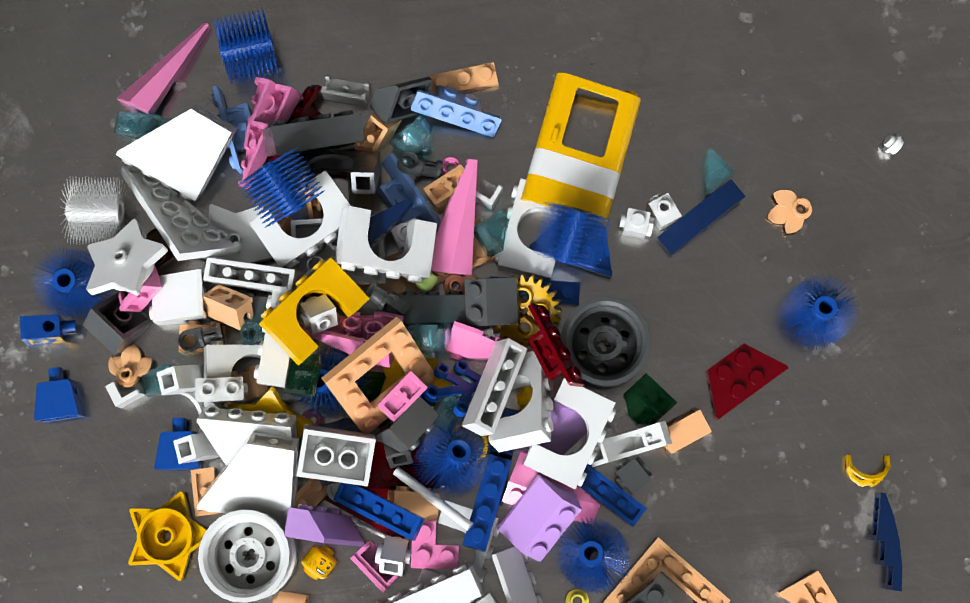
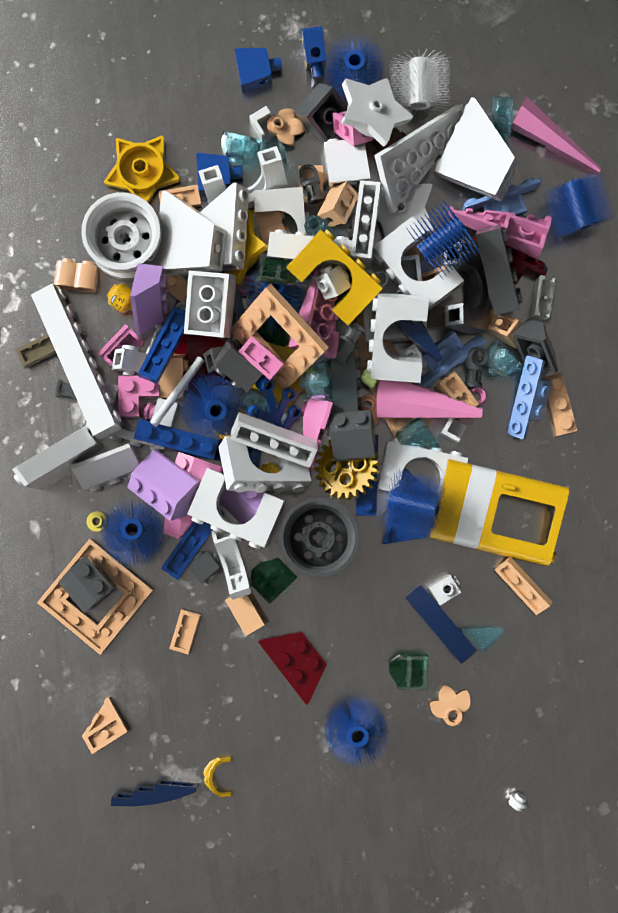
camera: 85 degrees right, 5 degrees up
(150, 418) = (240, 147): none -> clear light blue cylinder
(220, 389) = (263, 202): white bracket -> none
(451, 535) = (147, 410): none -> bright pink plate
(550, 350) = (309, 487): dark red bracket -> none
(636, 223) = (431, 565): white brick -> none
(661, 127) = (523, 586): none -> light nougat plate
(705, 501) = (185, 631): none -> light nougat plate
(752, 252) = (410, 671): none -> clear green slope

